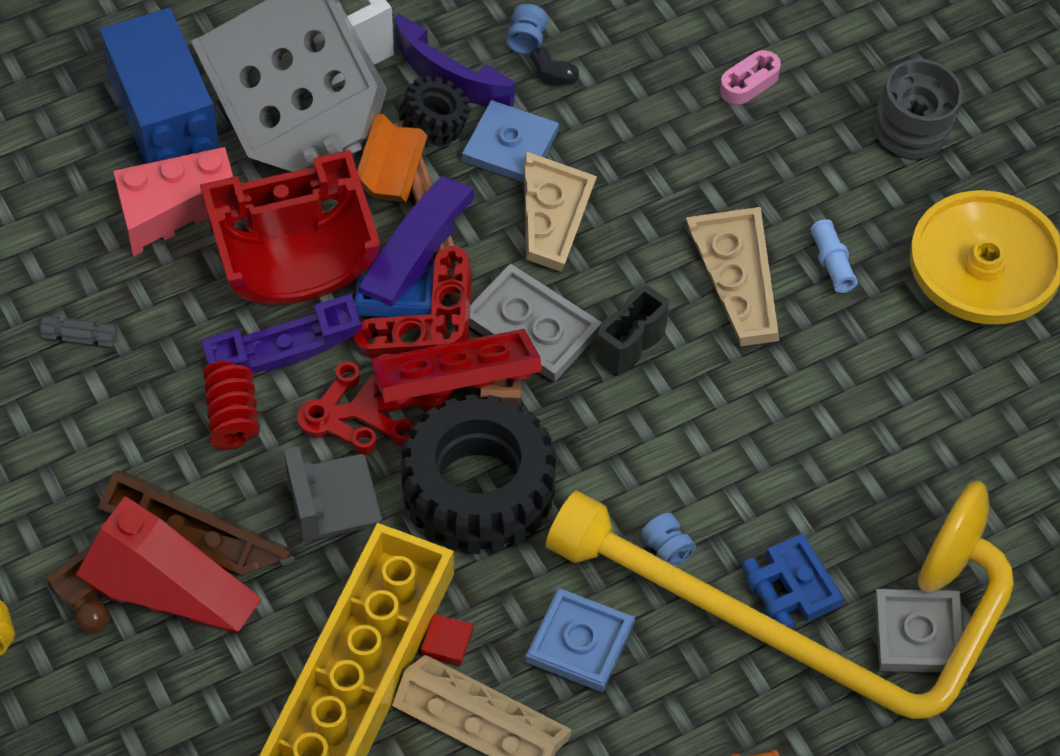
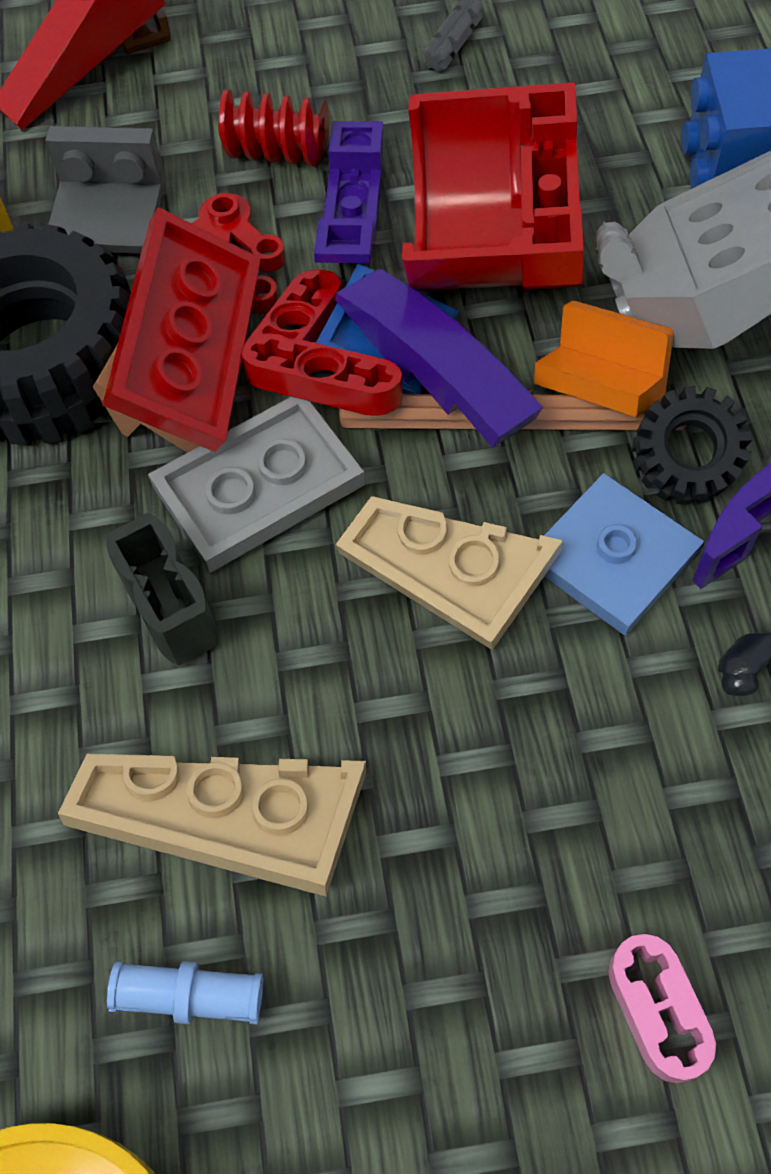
camera: 115 degrees right, 5 degrees up
(166, 194) = (621, 127): coral wedge -> none
(214, 535) = (154, 71): reddish brown wedge -> none

